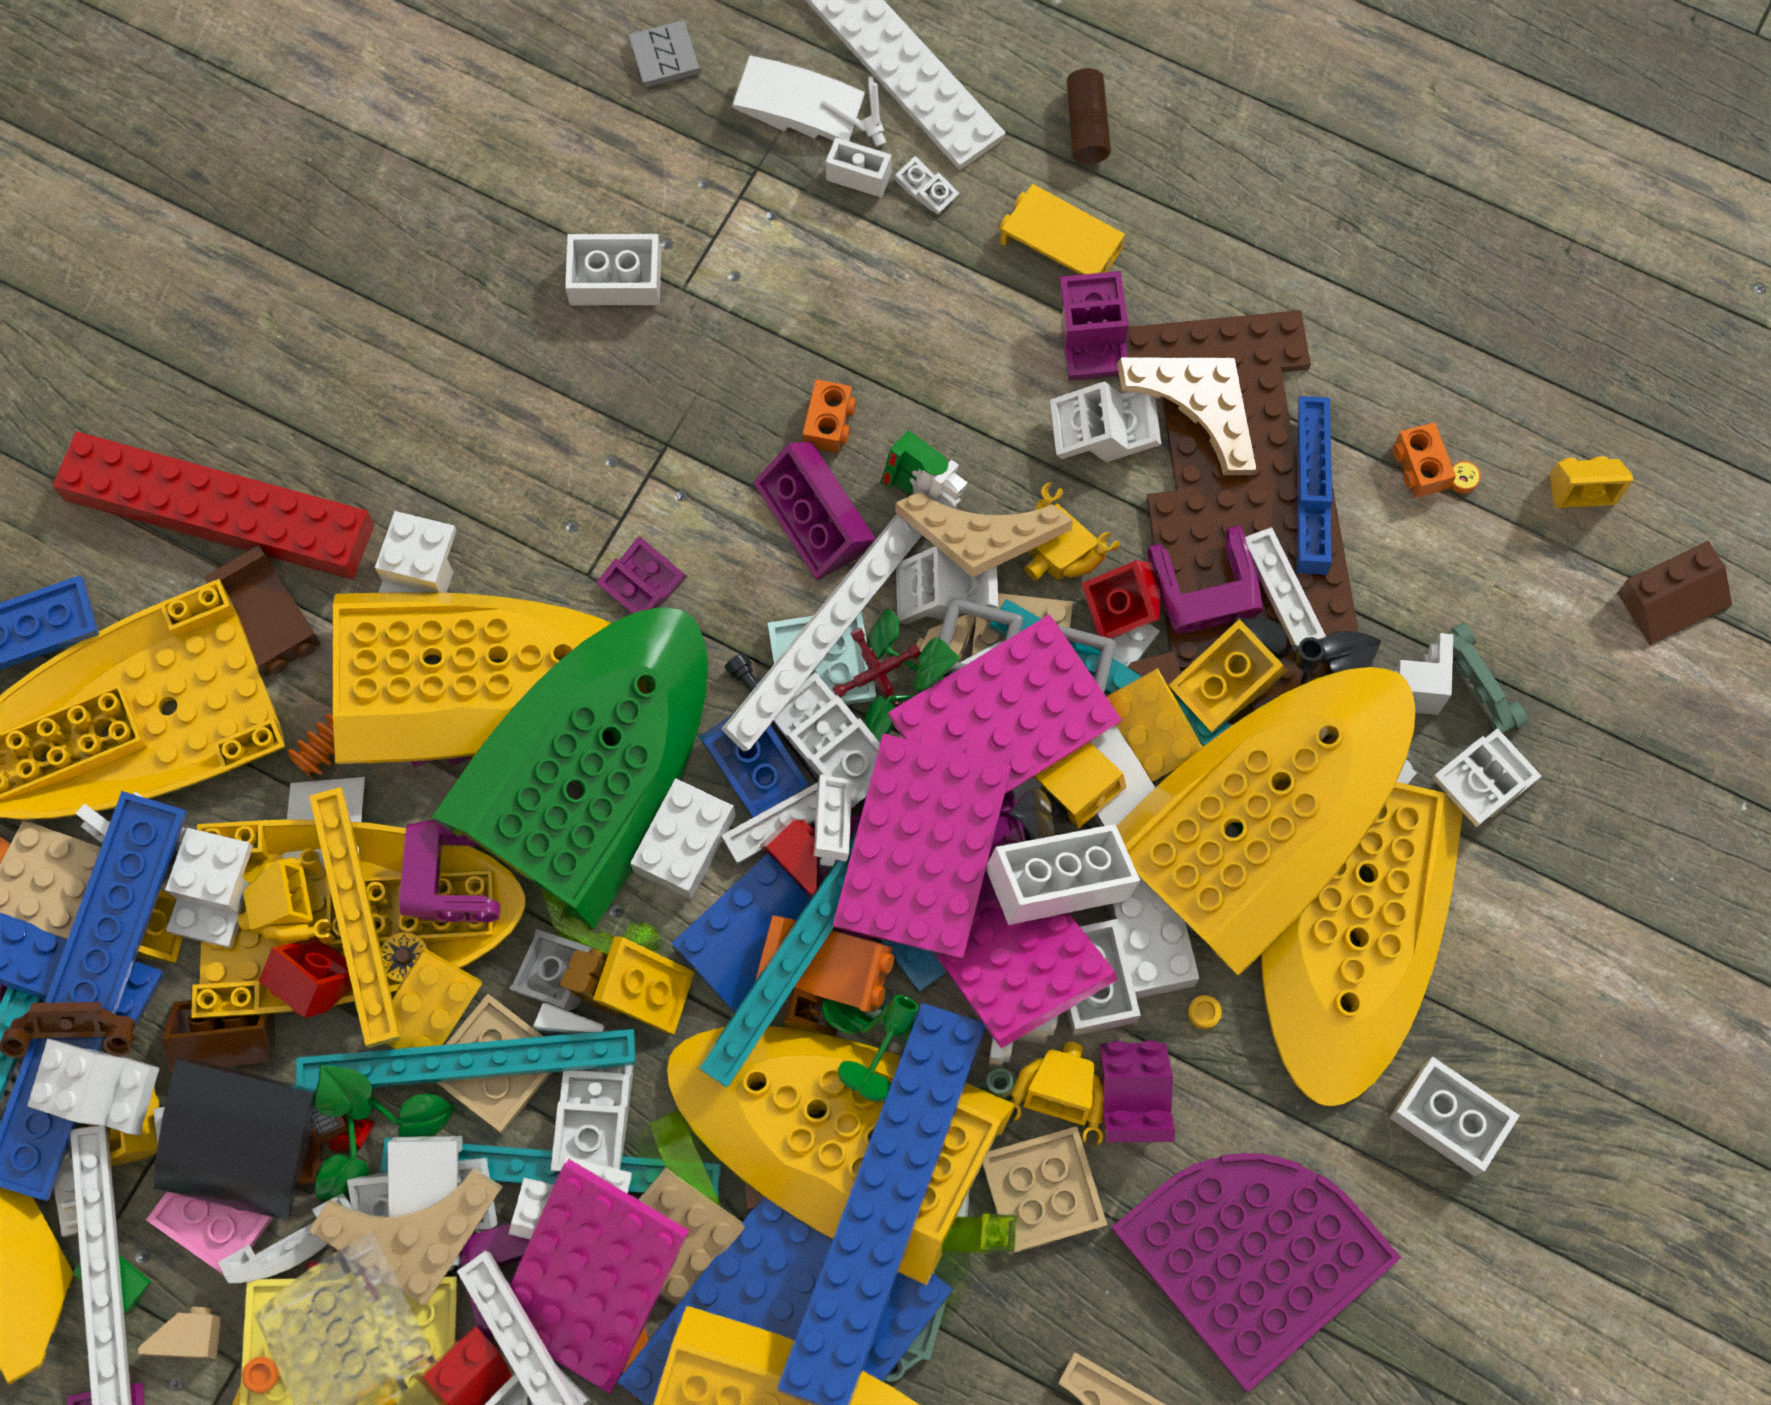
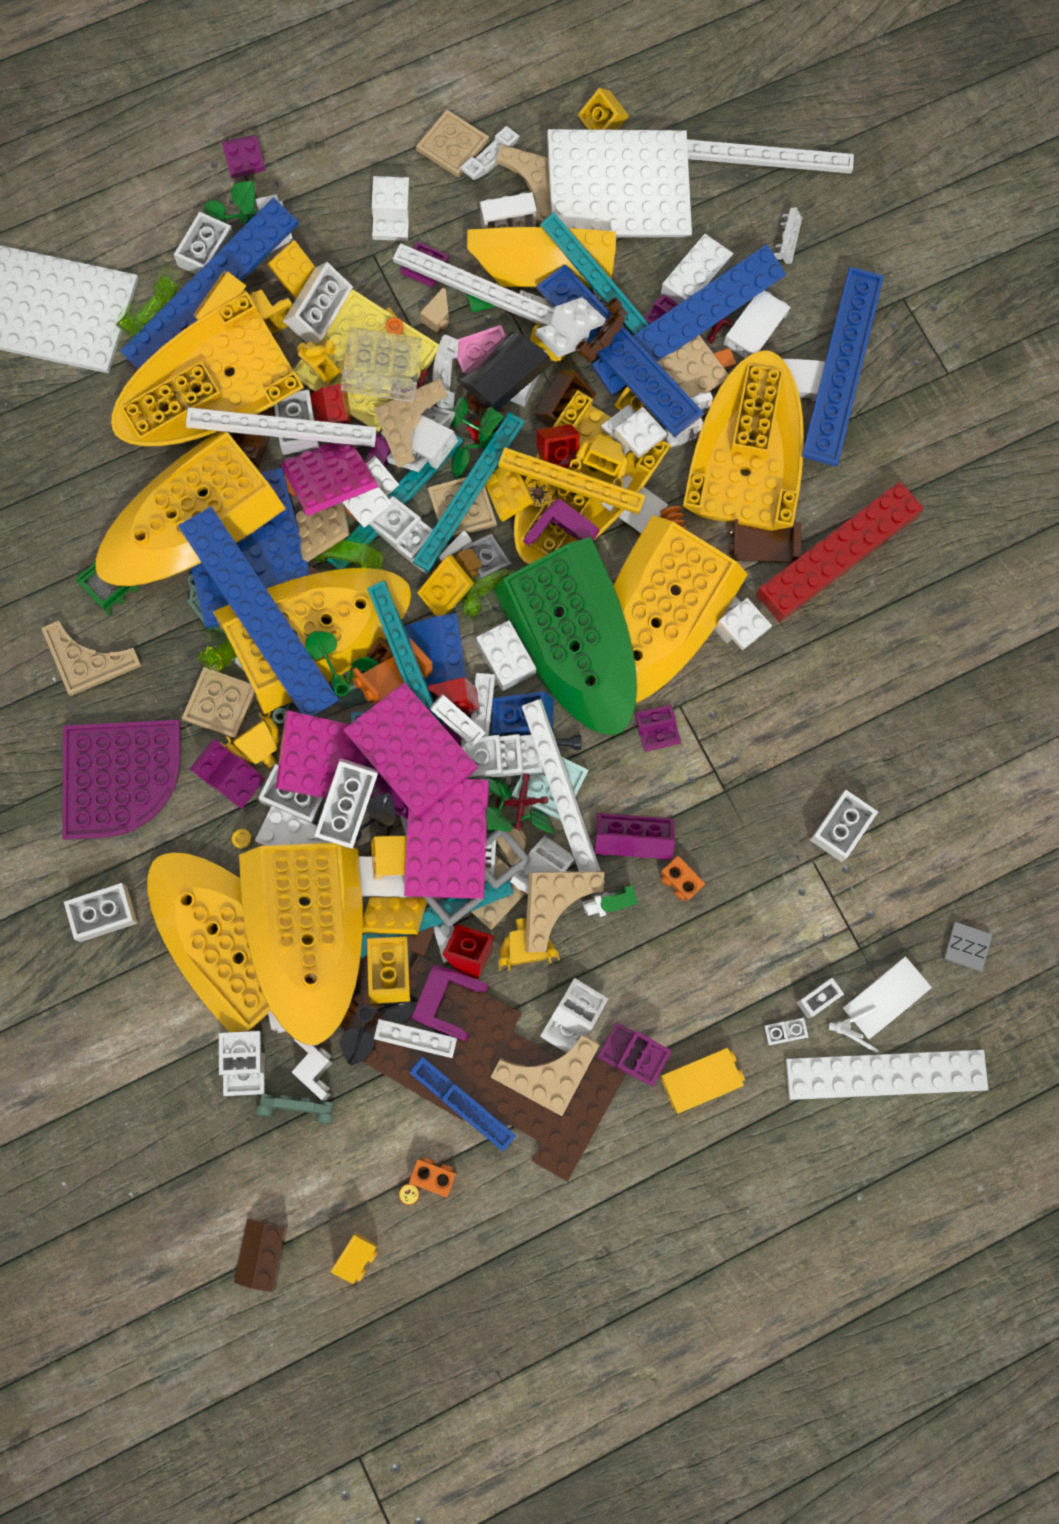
camera: 120 degrees right, 5 degrees up
(1088, 116) = (773, 1155): reddish brown piece -> none

